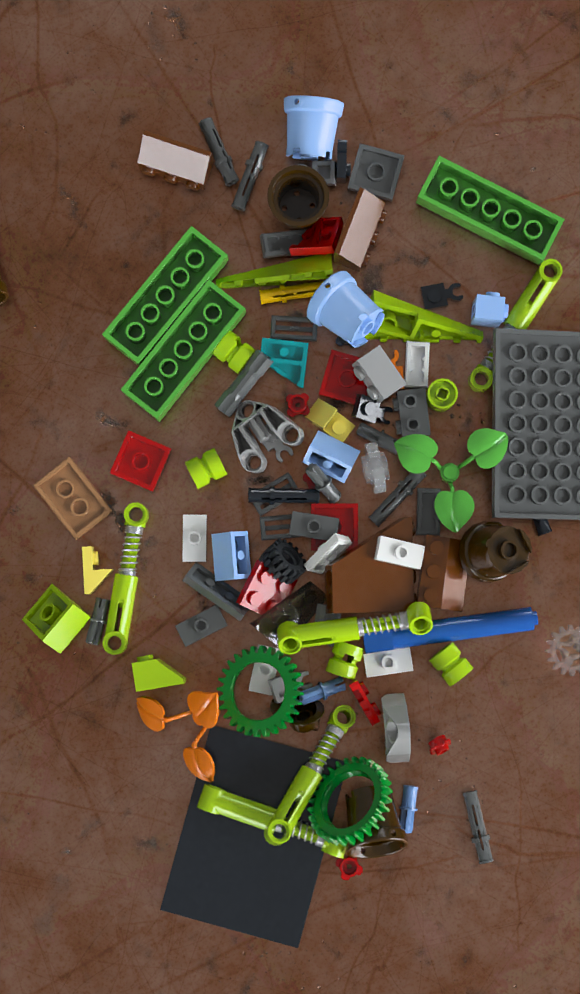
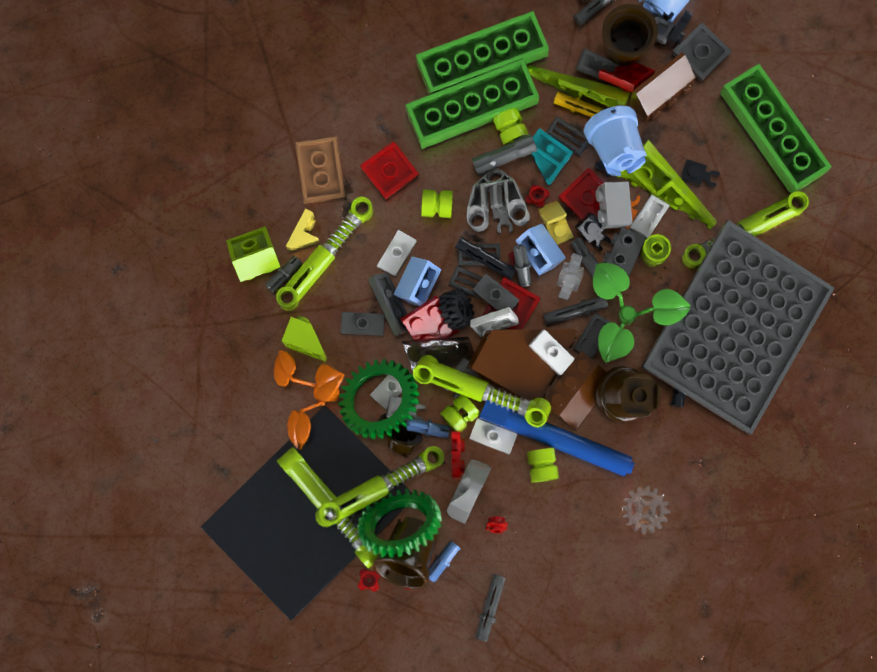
camera: 30 degrees right, 5 degrees down
(489, 310) = (731, 204): light blue brick -> none

